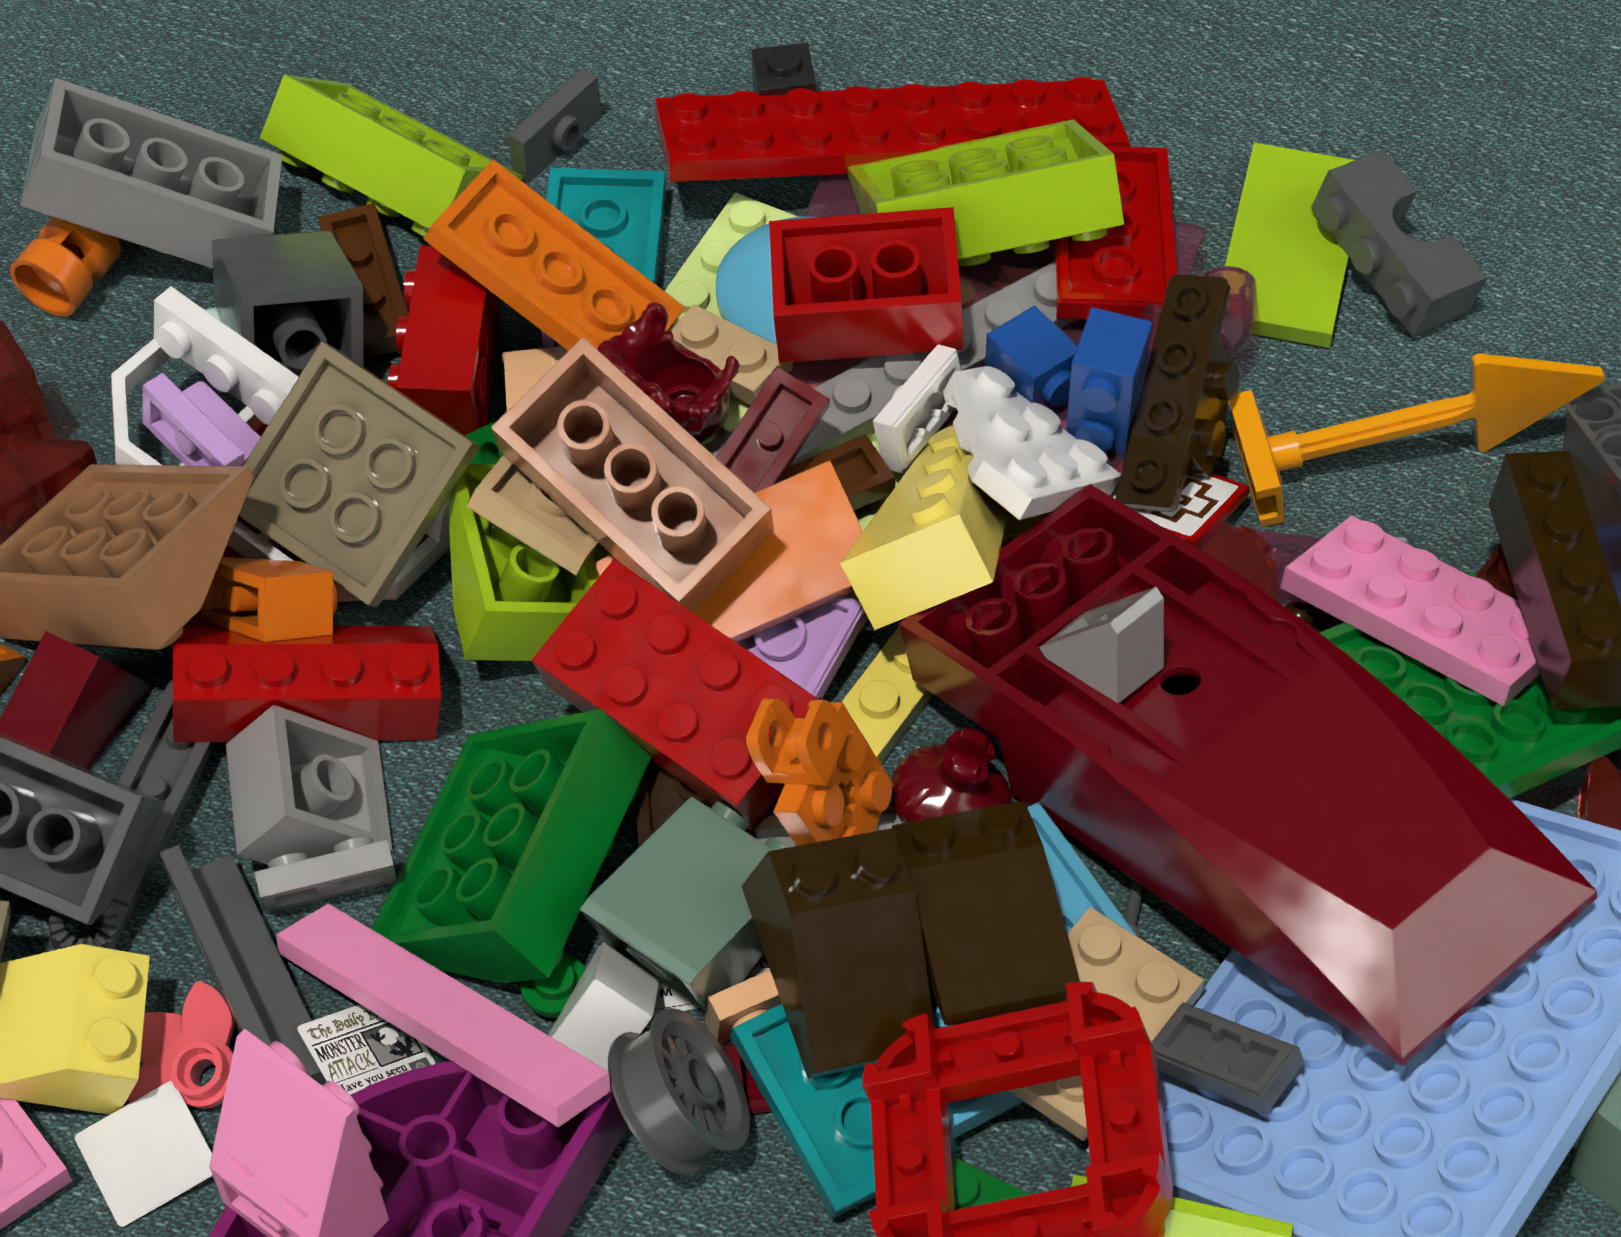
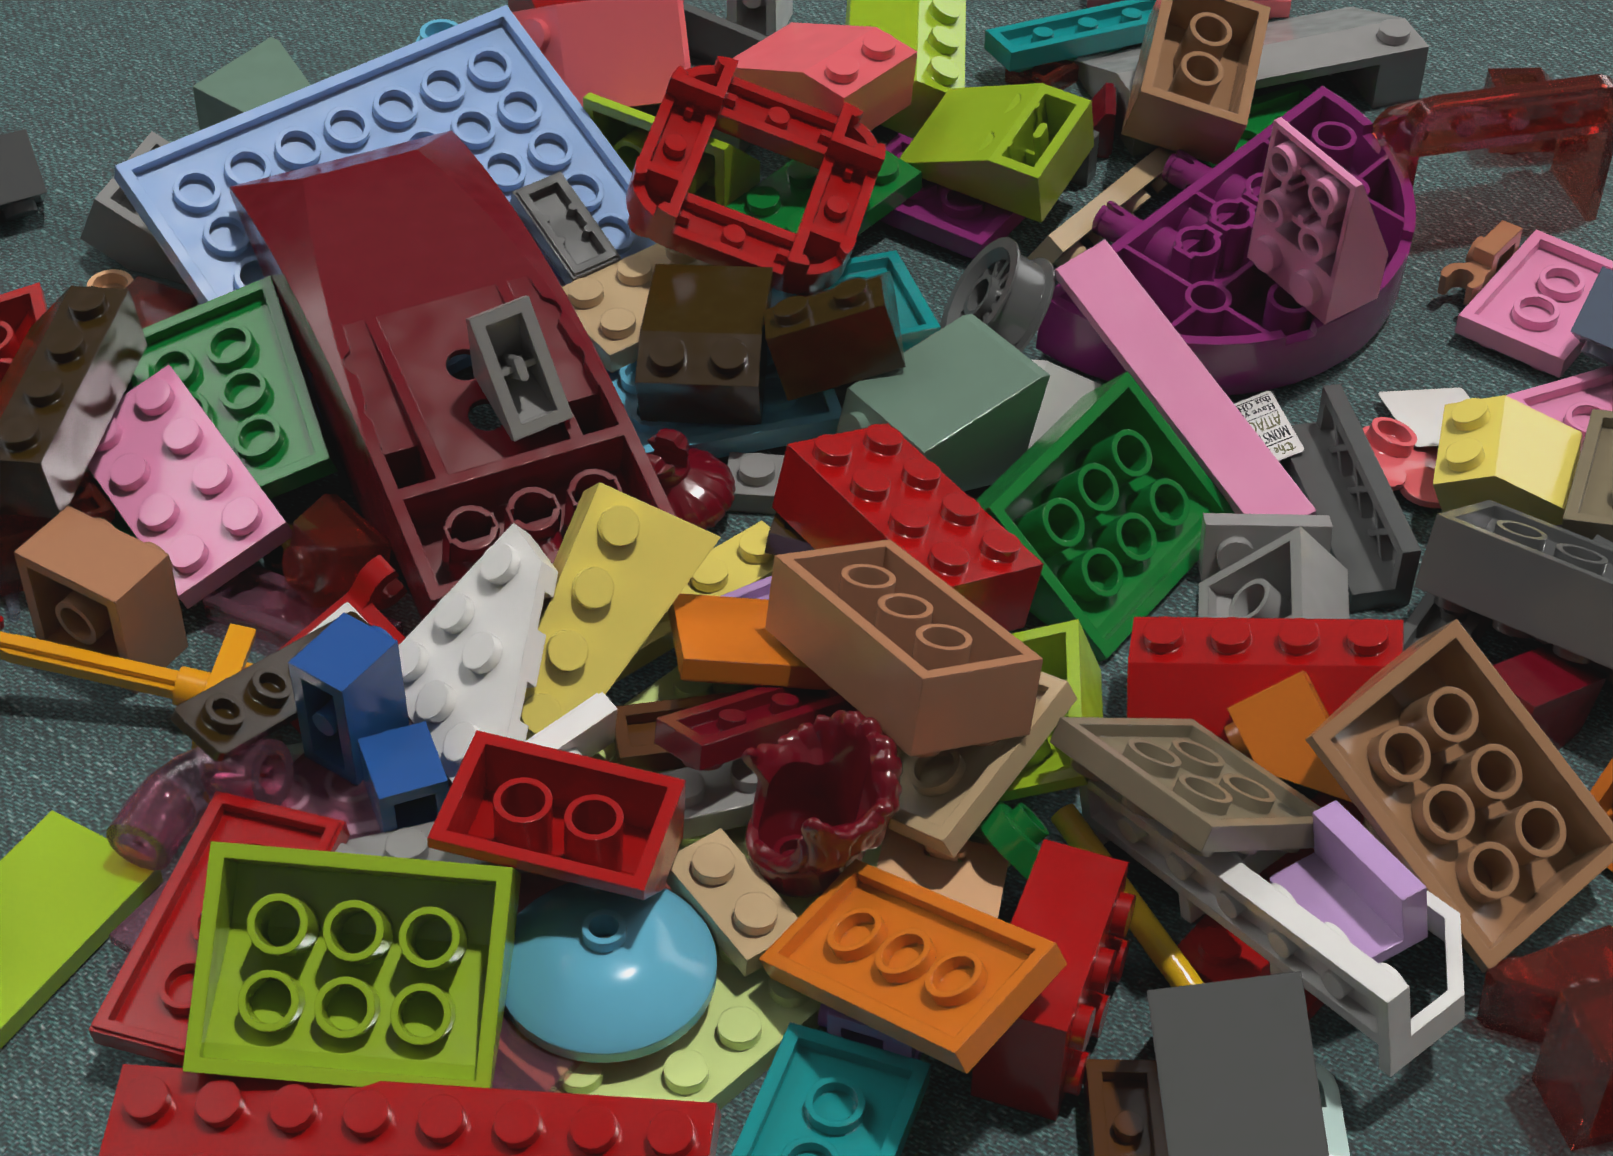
camera: 165 degrees left, 10 degrees down
(827, 770) = (816, 400): orange plate -> none
(1416, 478) = (101, 590): none -> nougat brick

